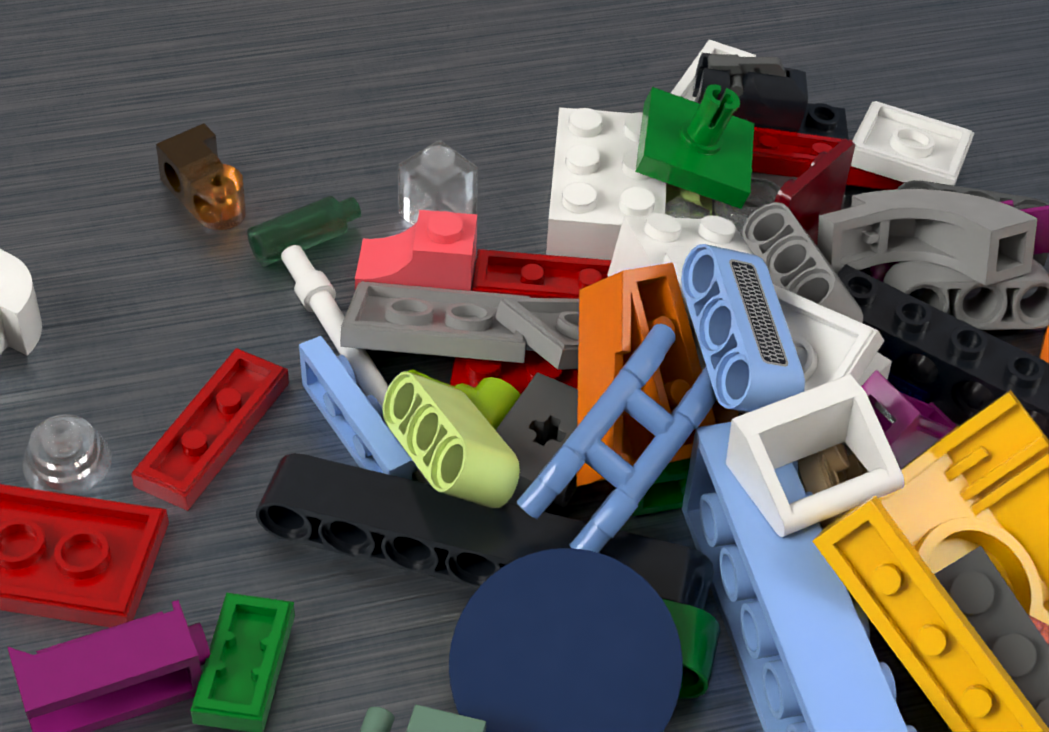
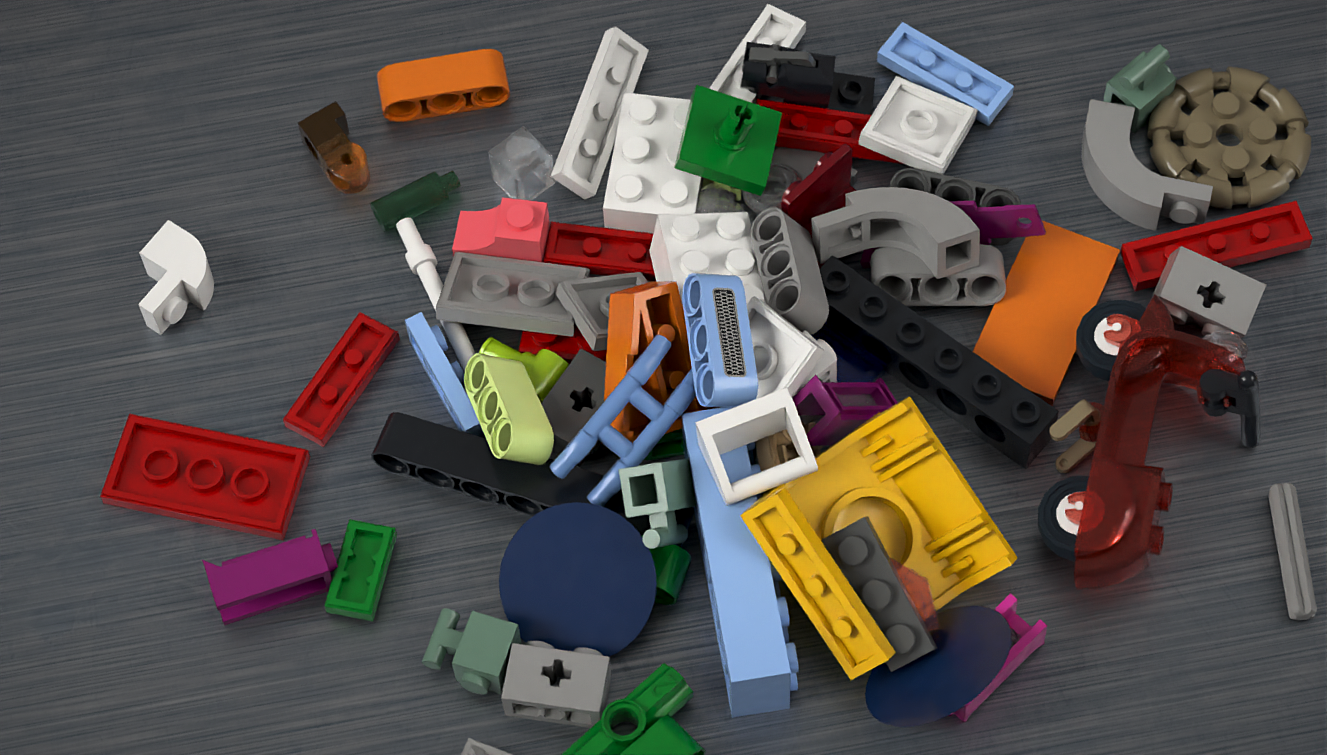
camera: 10 degrees right, 15 degrees up
(66, 456) = (236, 405): clear cone -> none
(333, 116) = (443, 85): none -> orange beam
(525, 143) = (598, 113): none -> white plate
(674, 528) = (659, 491): none -> sand green brick
(896, 87) = (944, 72): none -> light blue plate

